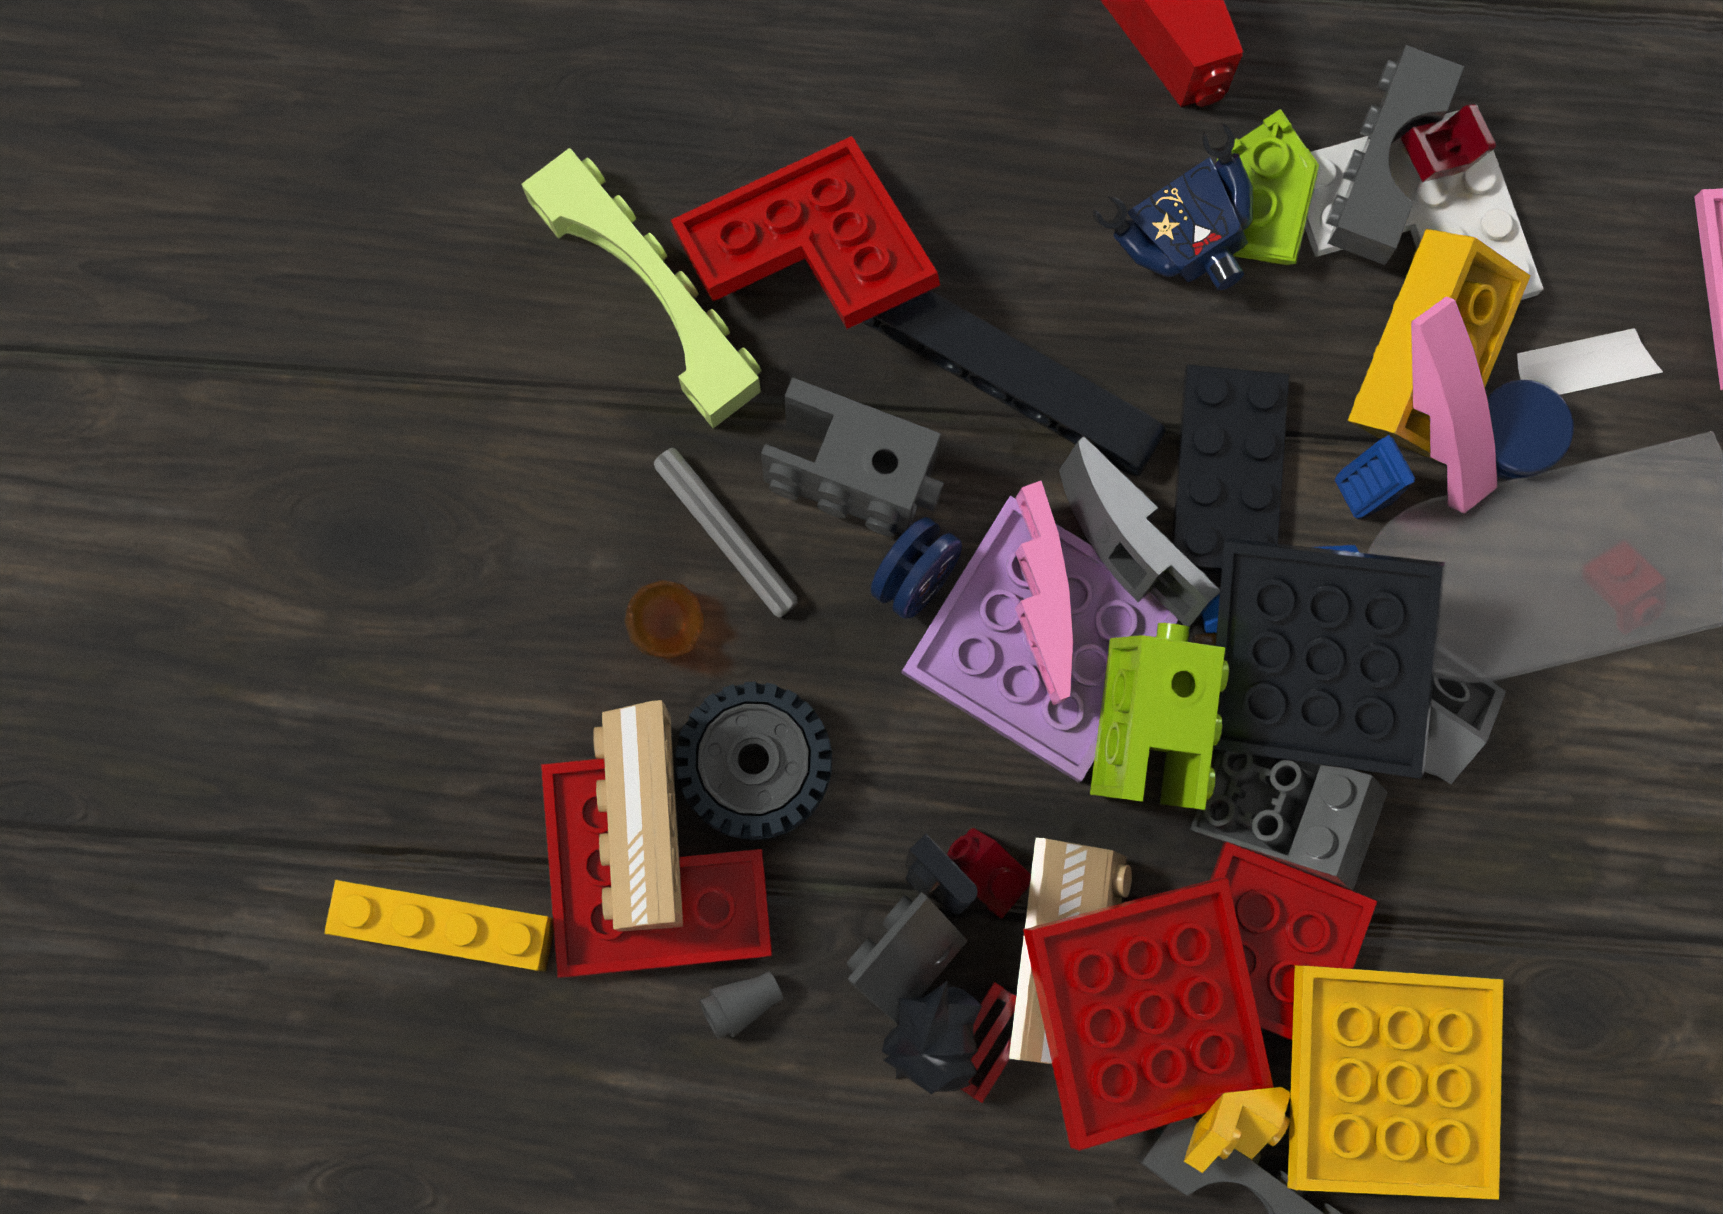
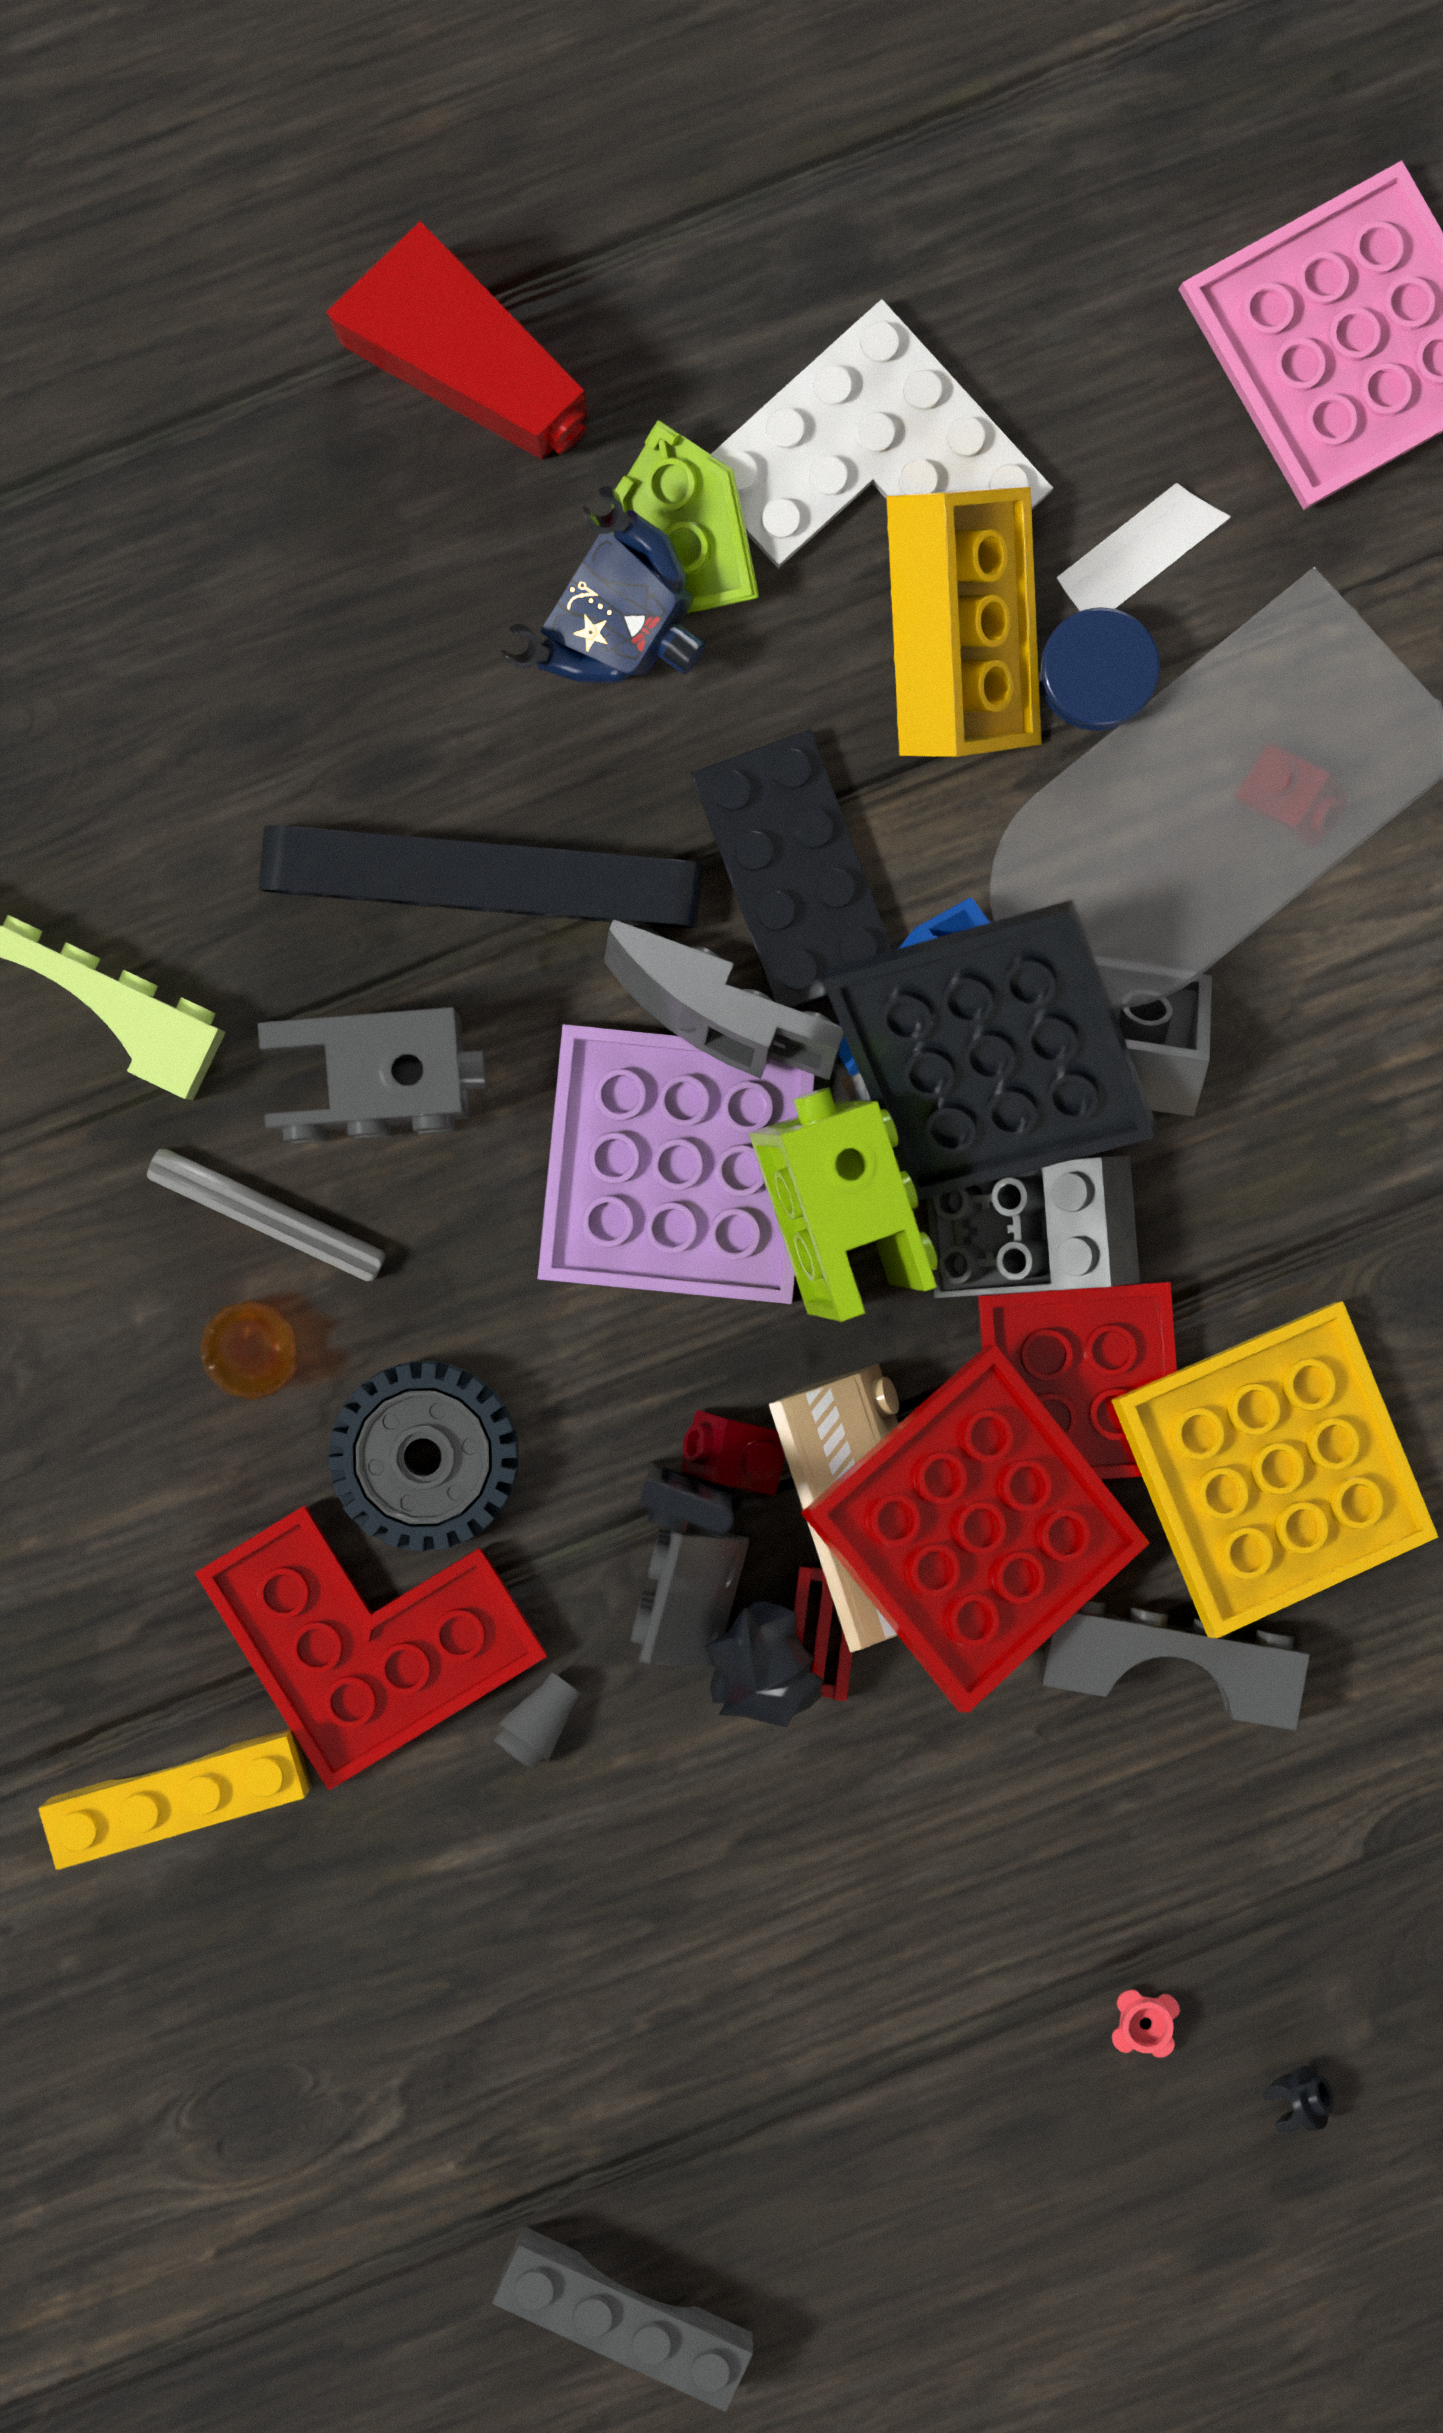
camera: 25 degrees left, 10 degrees up
(641, 818) = (335, 1587): tan slope -> none
(817, 211) = (191, 798): red plate -> none
(916, 568) = (498, 1160): dark blue head -> none
(1048, 612) = (667, 1142): bright pink slope -> none
(1241, 1123) = (1125, 1595): yellow slope -> none
(1374, 207) = (805, 336): dark grey arch -> none
(1375, 478) = (958, 812): blue slope -> none
(1449, 144) = (868, 376): dark red bracket -> none
(1454, 396) = (1003, 686): bright pink slope -> none

